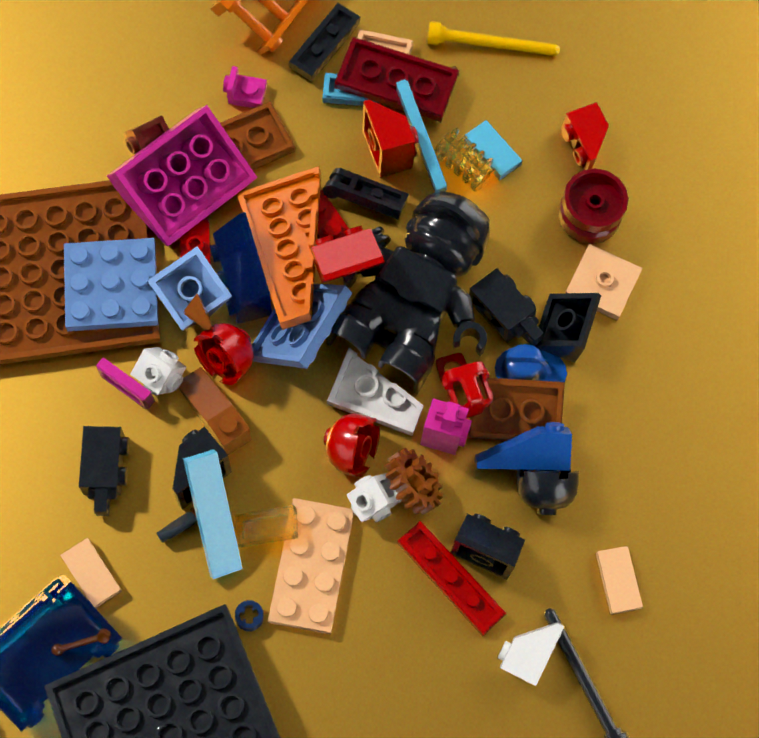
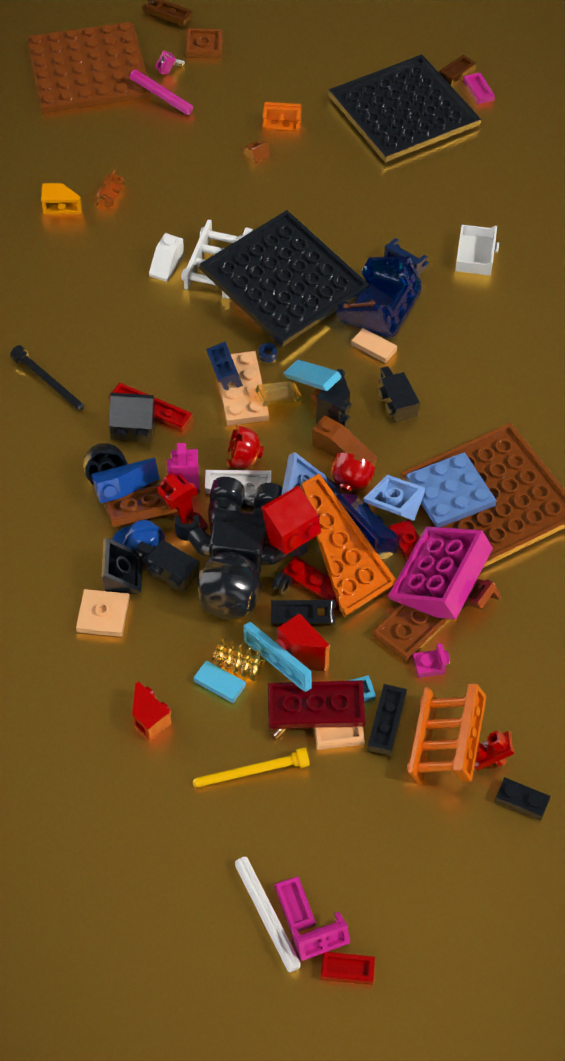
camera: 165 degrees right, 15 degrees down
(125, 383) = (408, 441): dark pink tile -> none
(159, 370) = (389, 451): white brick -> none
(198, 313) = (377, 475): dark orange slope -> none
(329, 583) = (224, 365): none -> dark blue hinge
(372, 498) = (215, 423): white brick -> none
(414, 481) = (194, 436): dark orange gear -> none
(530, 652) = (86, 376): white slope -> none
(593, 206) = (126, 651): dark red wheel -> none
(619, 580) = (40, 436): light nougat tile -> none

